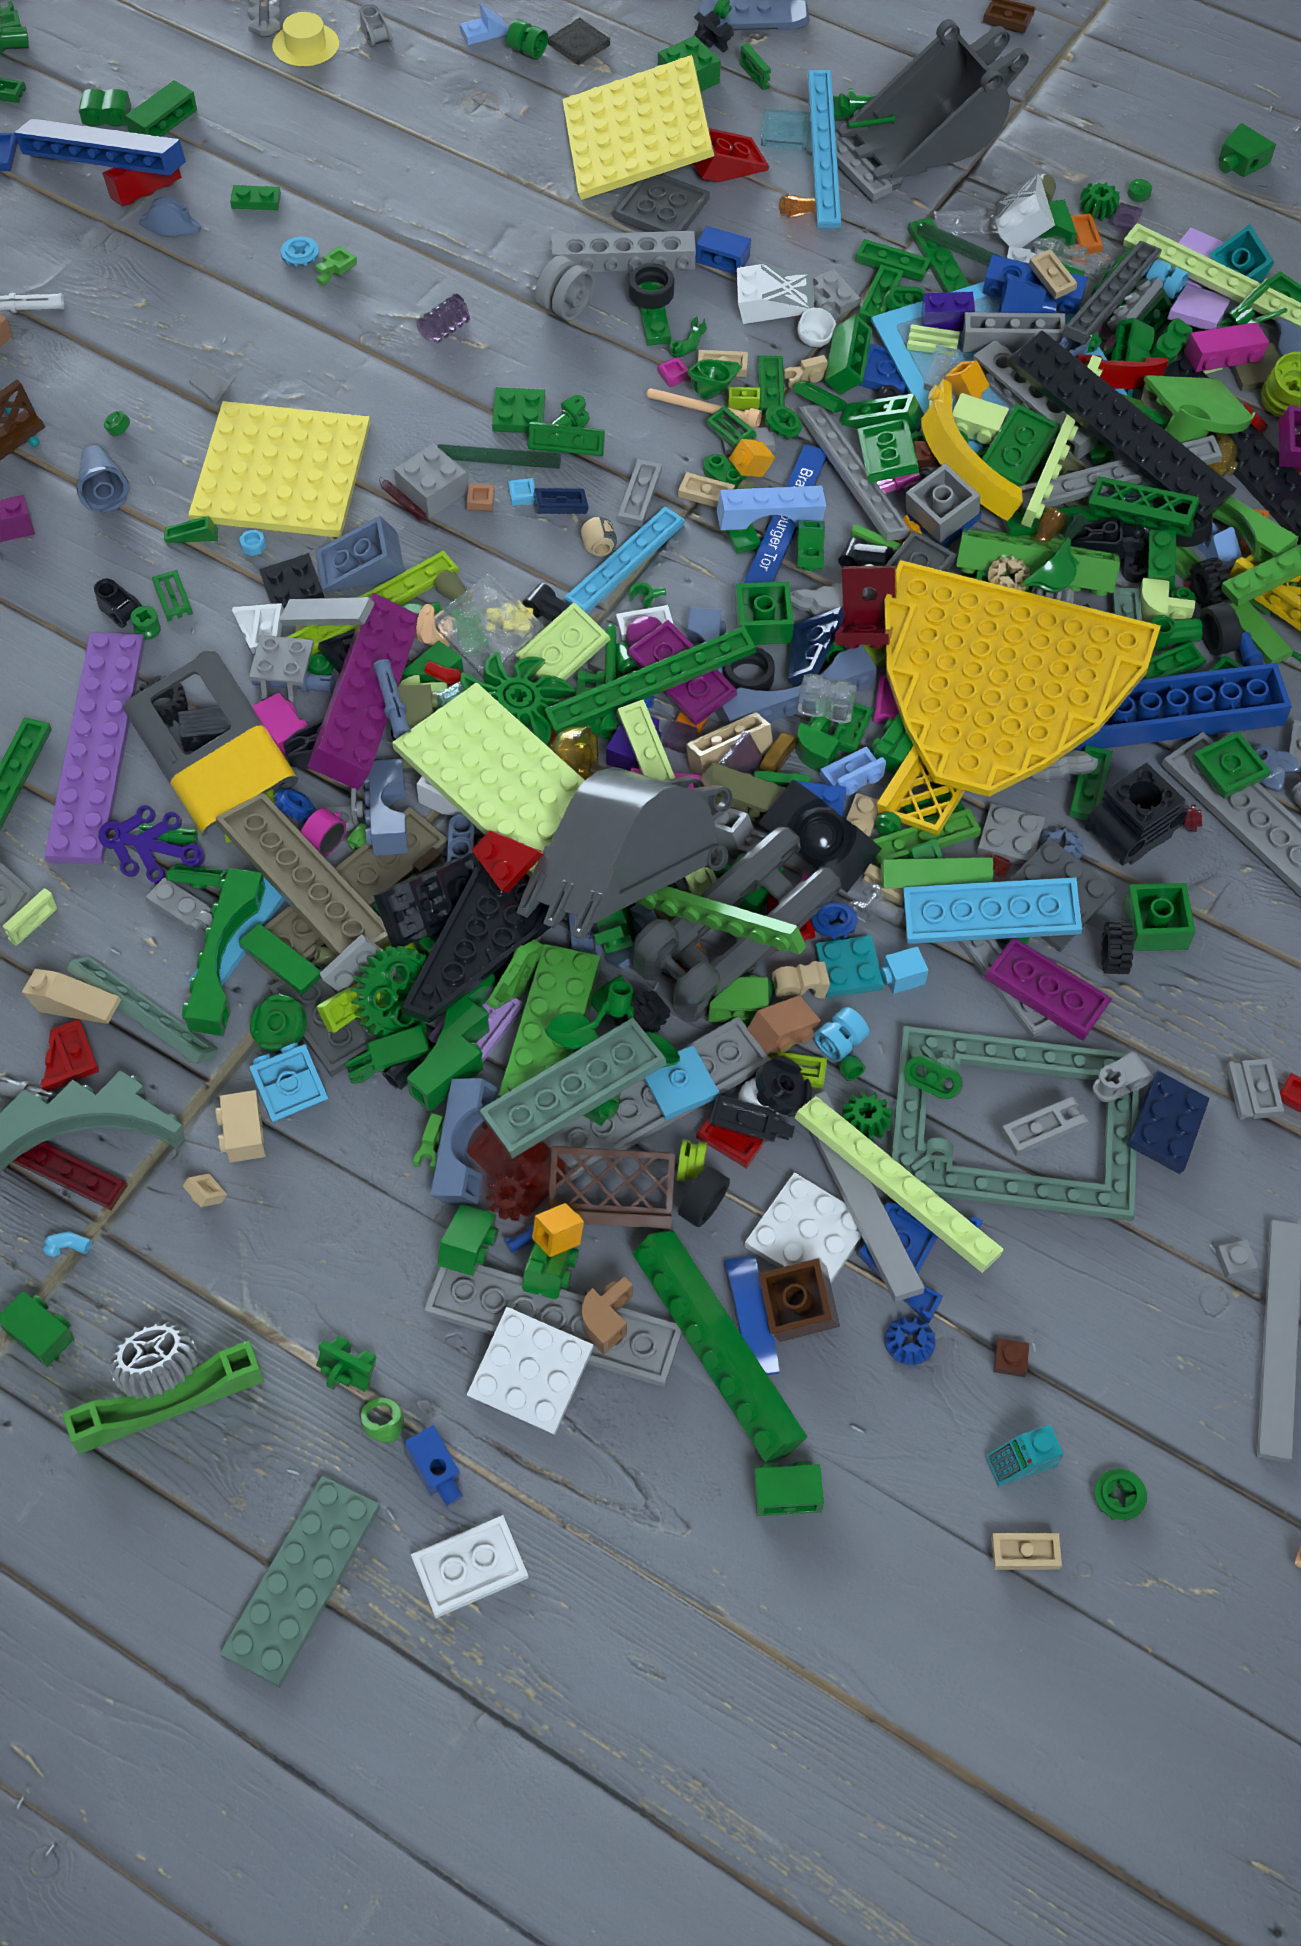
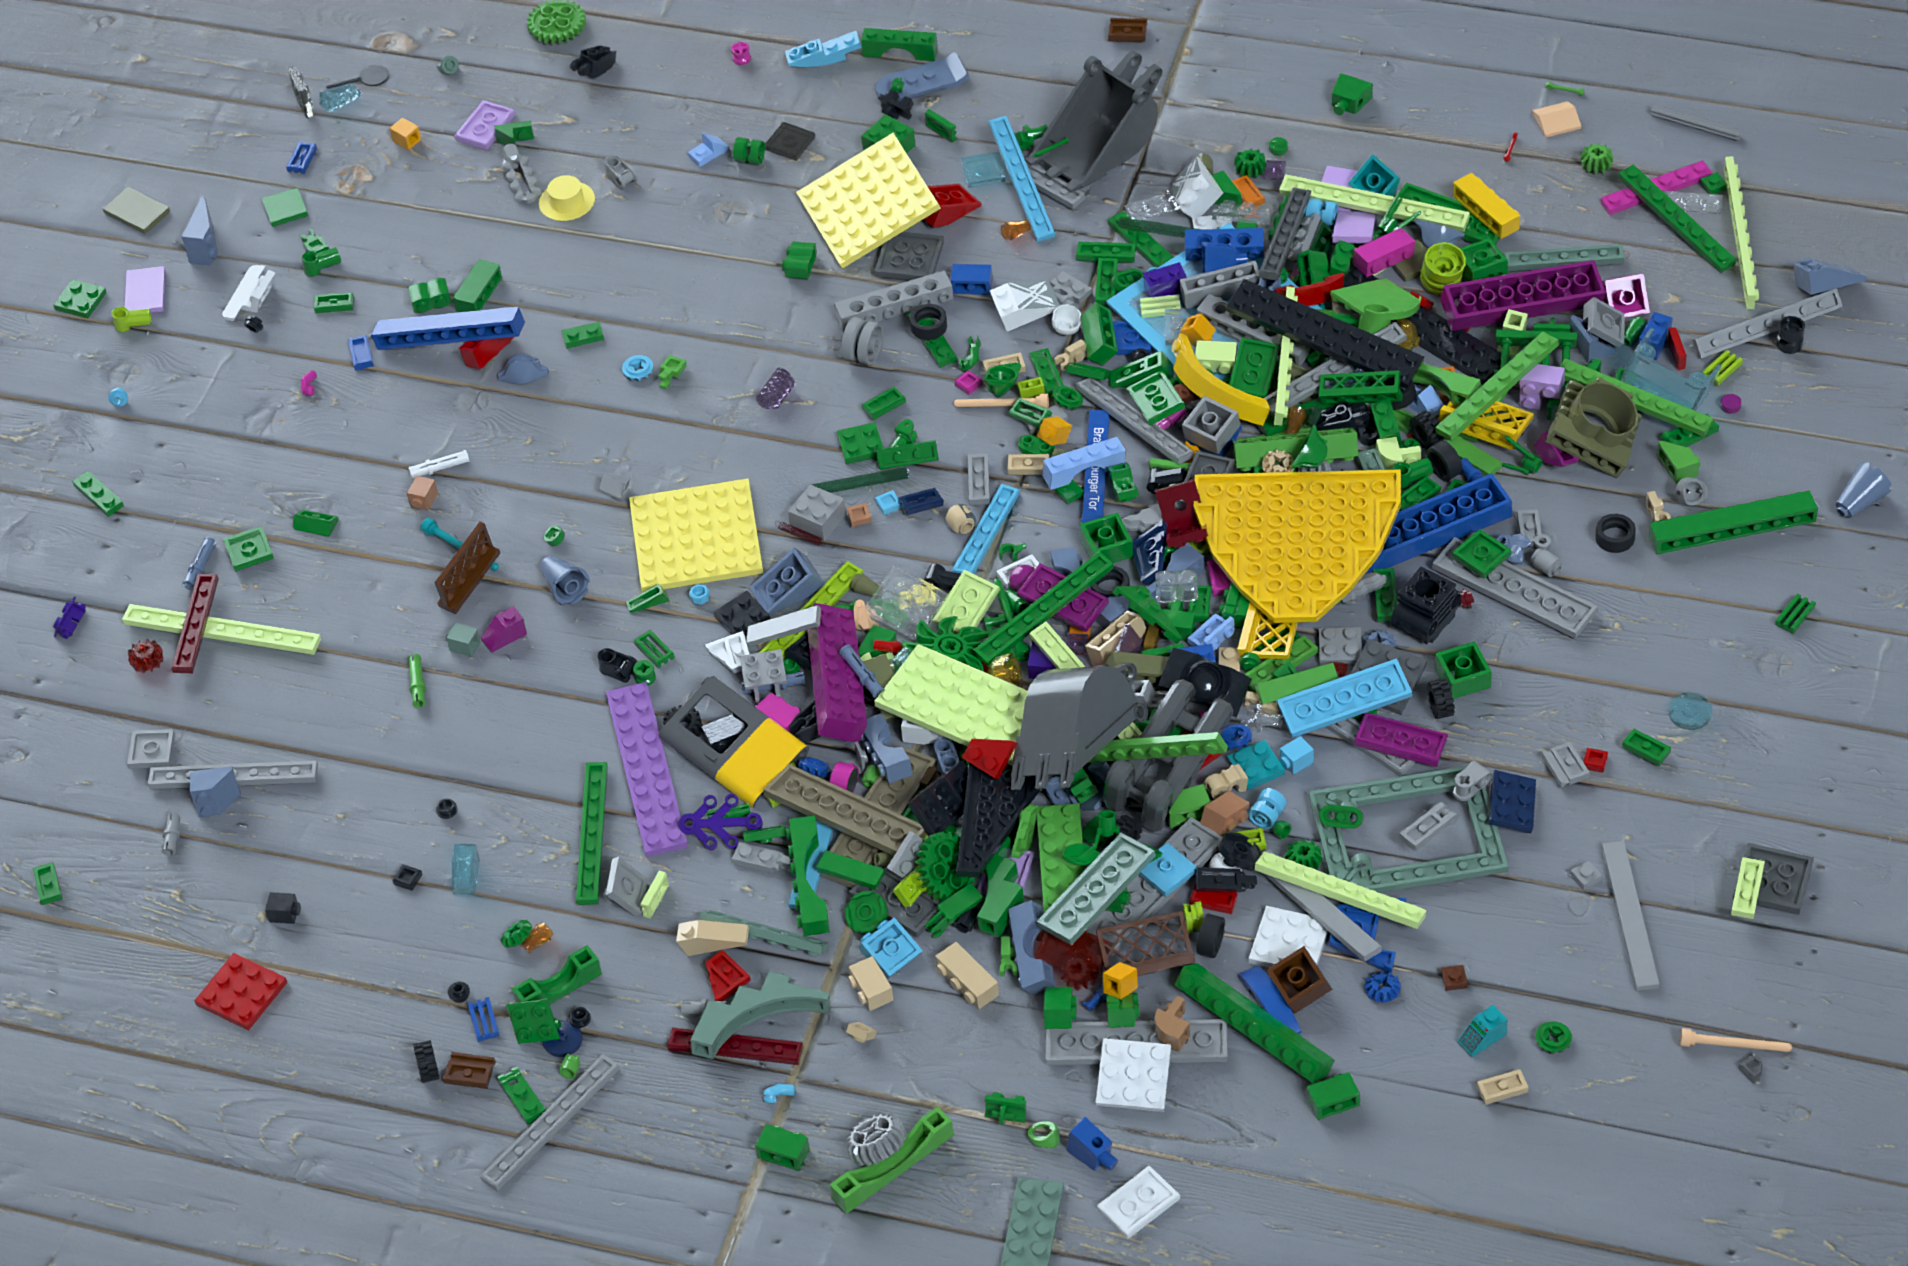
camera: 10 degrees left, 10 degrees down
(369, 1153) = (967, 976): none -> tan brick
(534, 176) = (799, 260): none -> green brick
(564, 369) = (883, 403): none -> green plate
(781, 717) = (1148, 609): none -> green wing
(1052, 274) = (1236, 233): tan plate -> none

